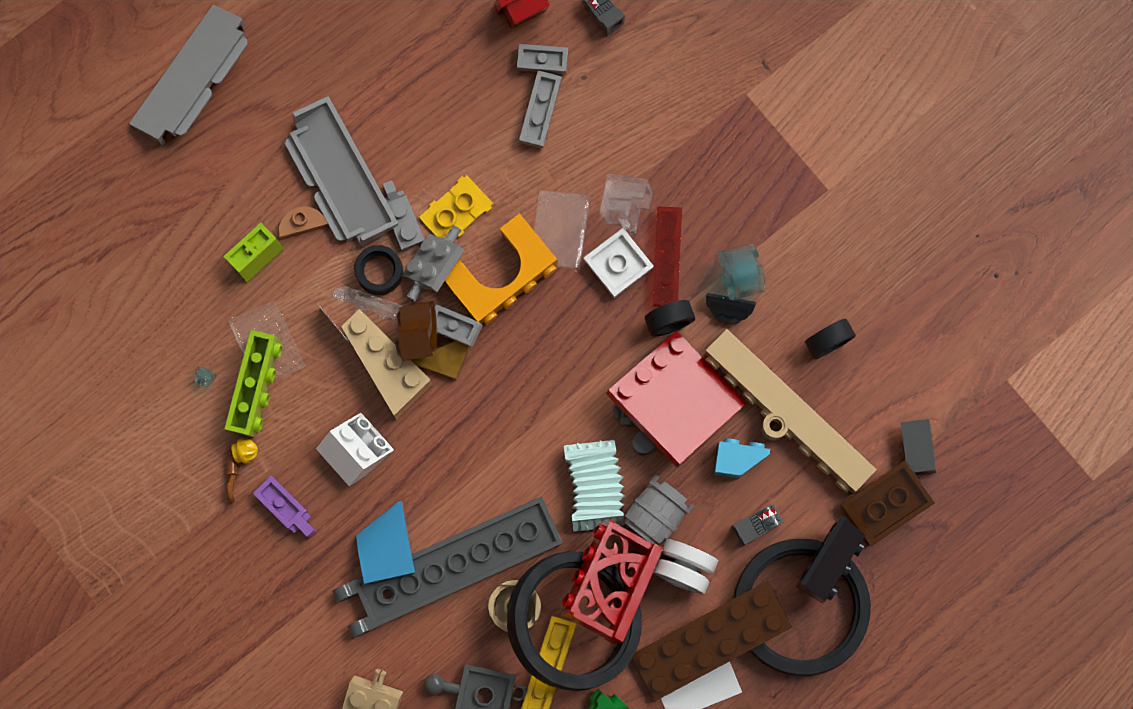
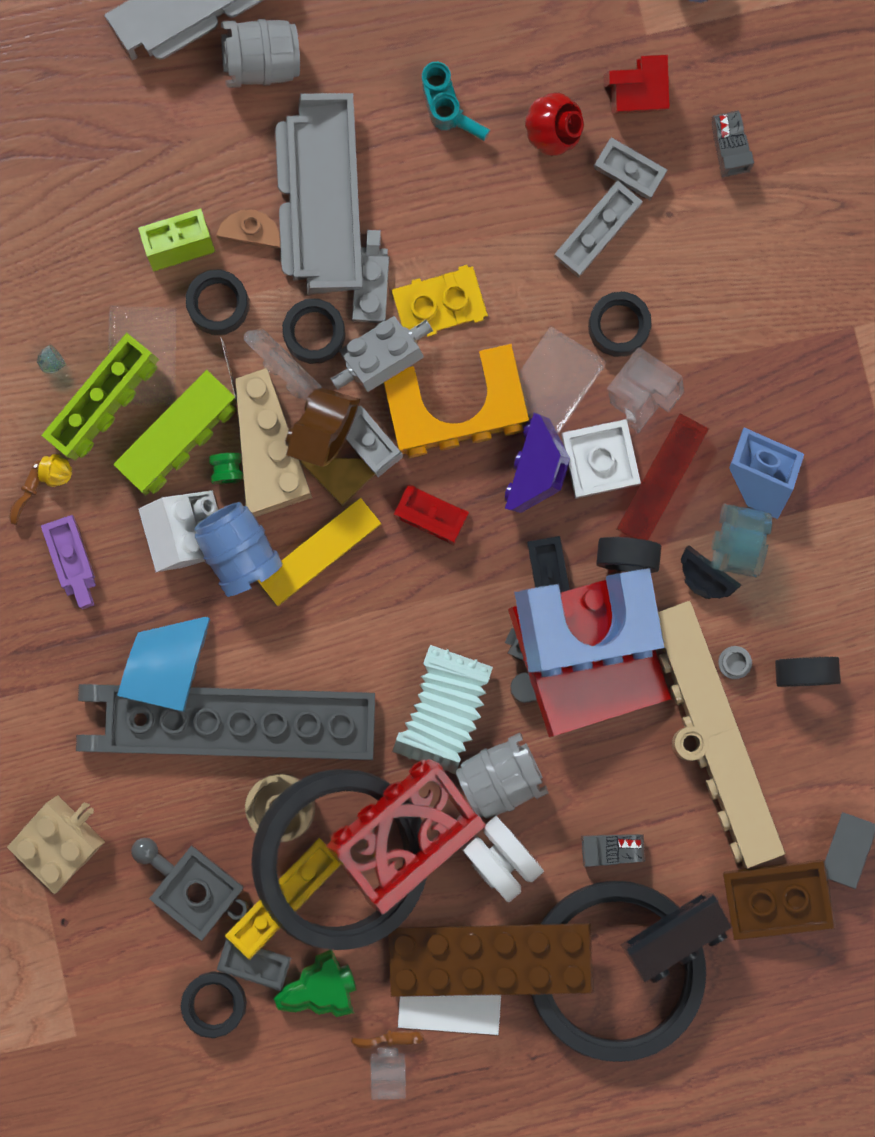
camera: 25 degrees right, 5 degrees up
(250, 98) = (260, 52): none -> light grey piece
(288, 268) = (217, 277): none -> black tyre
(317, 384) = (176, 433): none -> lime brick
(363, 392) = (226, 468): none -> green wheel
(391, 69) = (445, 96): none -> teal beam
(398, 442) = (236, 548): none -> medium blue piece
(455, 419) = (320, 551): none -> yellow tile
(476, 52) = (554, 124): none -> red plant
(520, 357) = (431, 514): none -> red hinge
(578, 288) = (538, 466): none -> dark purple slope
(584, 147) = (616, 299): none -> black tyre
(618, 353) = (548, 563): none -> black plate
(648, 401) = (551, 645): none -> medium blue arch
(734, 218) = (765, 471): none -> medium blue slope
(736, 459) = (626, 761): medium azure slope -> none
(777, 357) = (735, 662): none -> light grey plate

